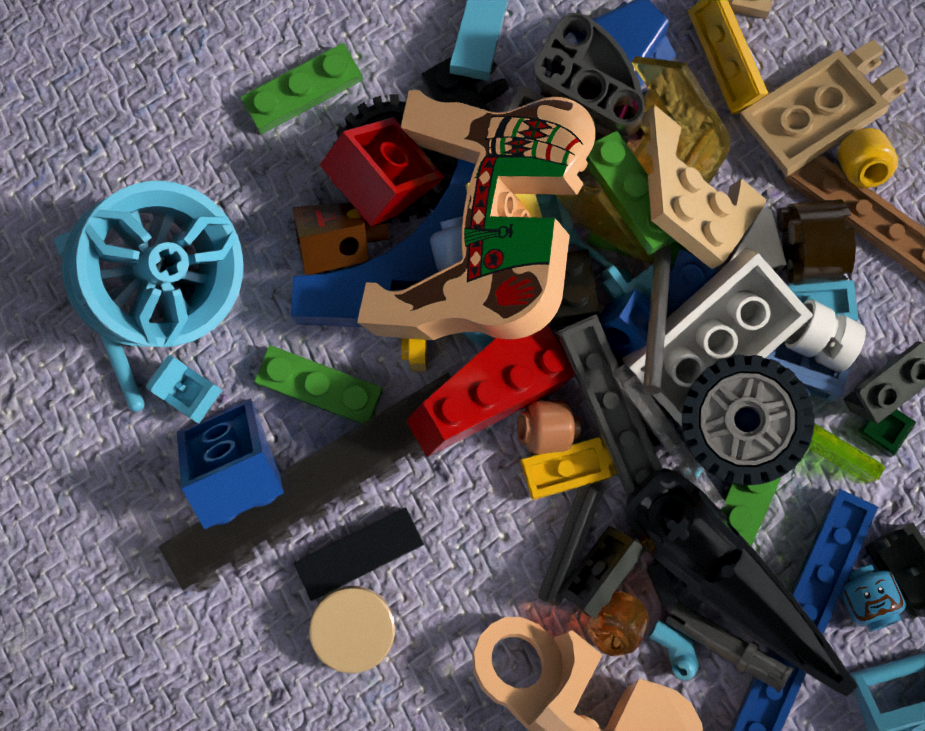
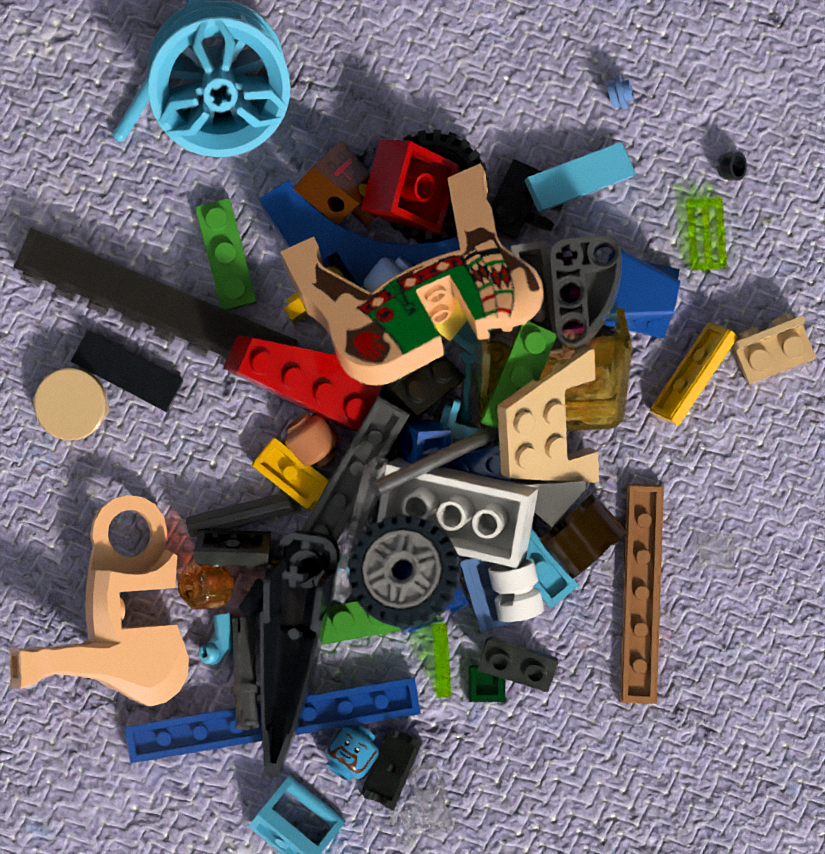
camera: 45 degrees right, 5 degrees up
(183, 388) = (153, 162): medium azure bracket -> none
(227, 465) = (121, 232): blue slope -> none
(302, 88) = (439, 78): bright green plate -> none
(822, 106) = (700, 474): tan tile -> none
(867, 158) = (679, 533): yellow head -> none

